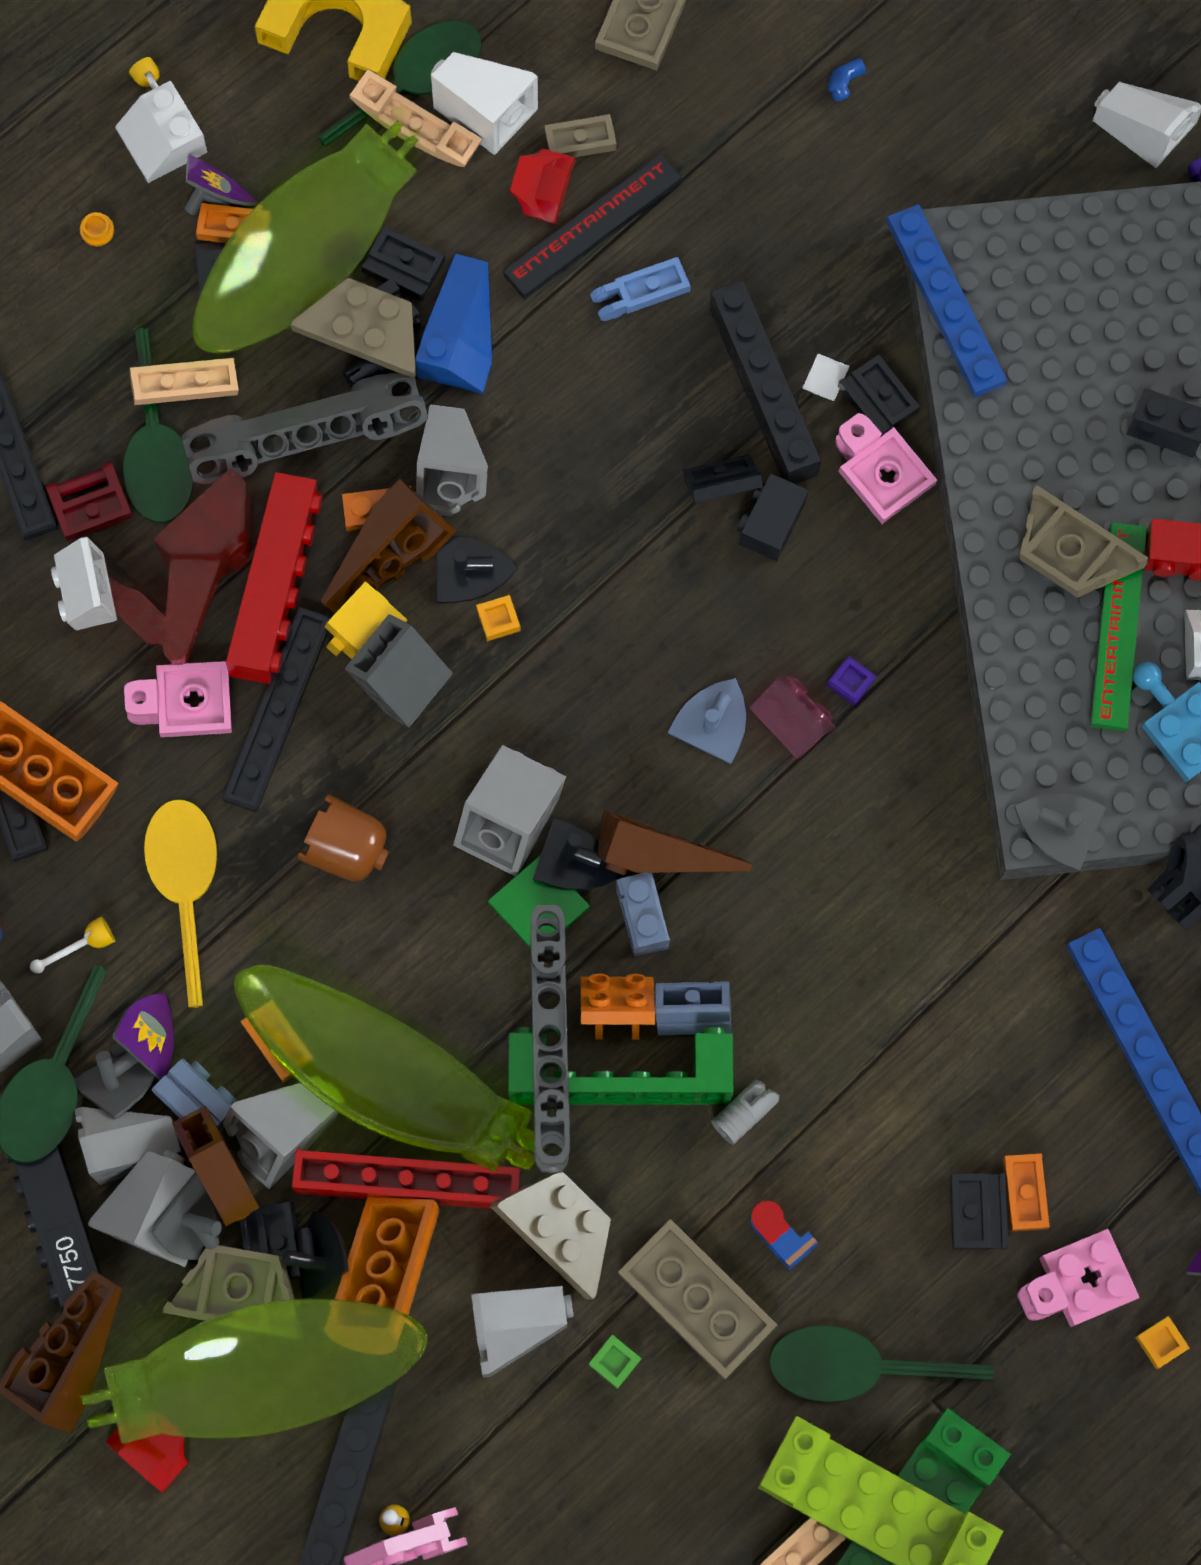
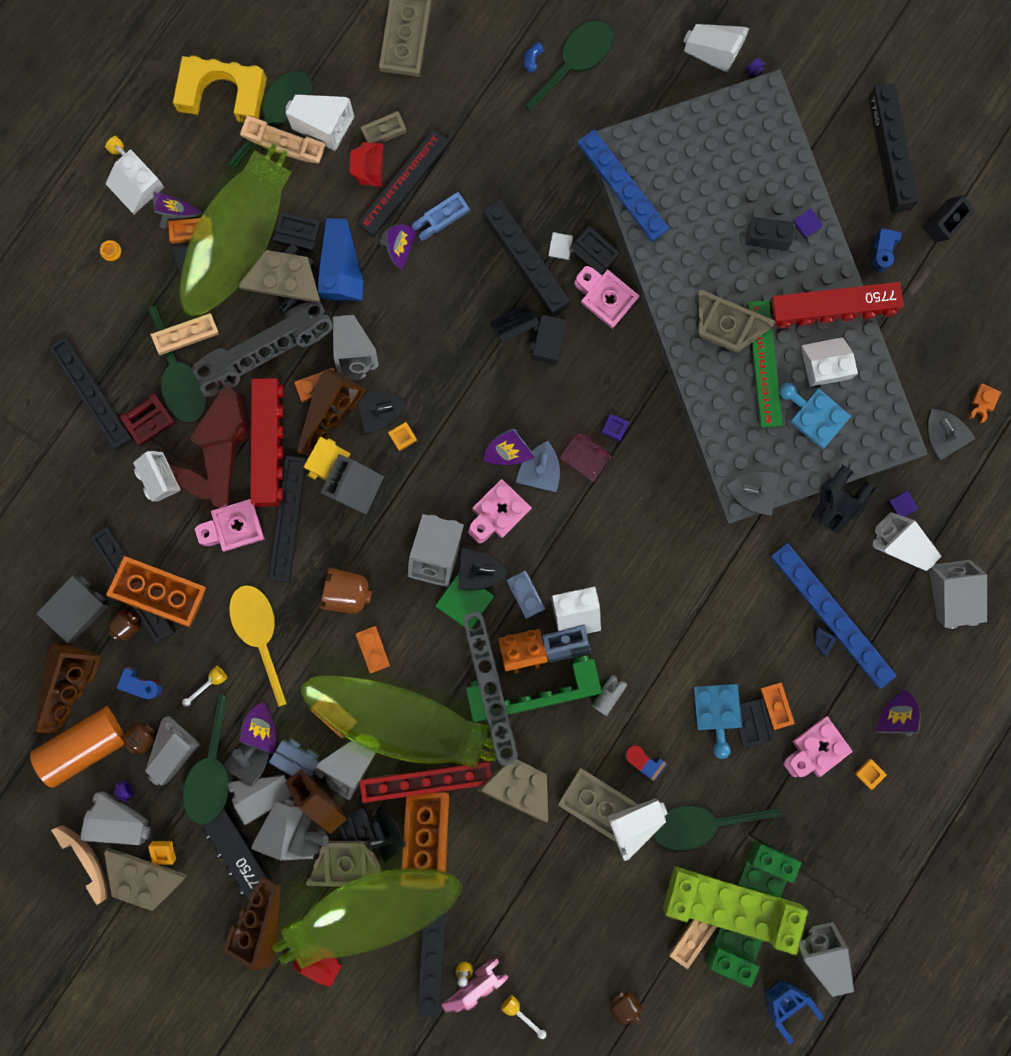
camera: 10 degrees left, 10 degrees up
(367, 949) = (373, 649): none -> orange plate
(516, 1323) = (507, 847): light grey slope -> none
(564, 313) = (398, 242): none -> dark purple shield
(611, 783) = (488, 517): none -> bright pink plate
(614, 1361) = (567, 855): bright green plate -> none
(640, 848) = (517, 558): reddish brown wedge -> none
(666, 674) = (507, 449): none -> dark purple shield
(723, 949) = (577, 610): none -> white slope
(743, 1330) = (636, 825): none -> white slope
(924, 1175) = (718, 709): none -> dark azure plate
(925, 87) = (581, 52): none -> dark green piece
(1128, 1104) = (823, 641): none -> dark blue tile

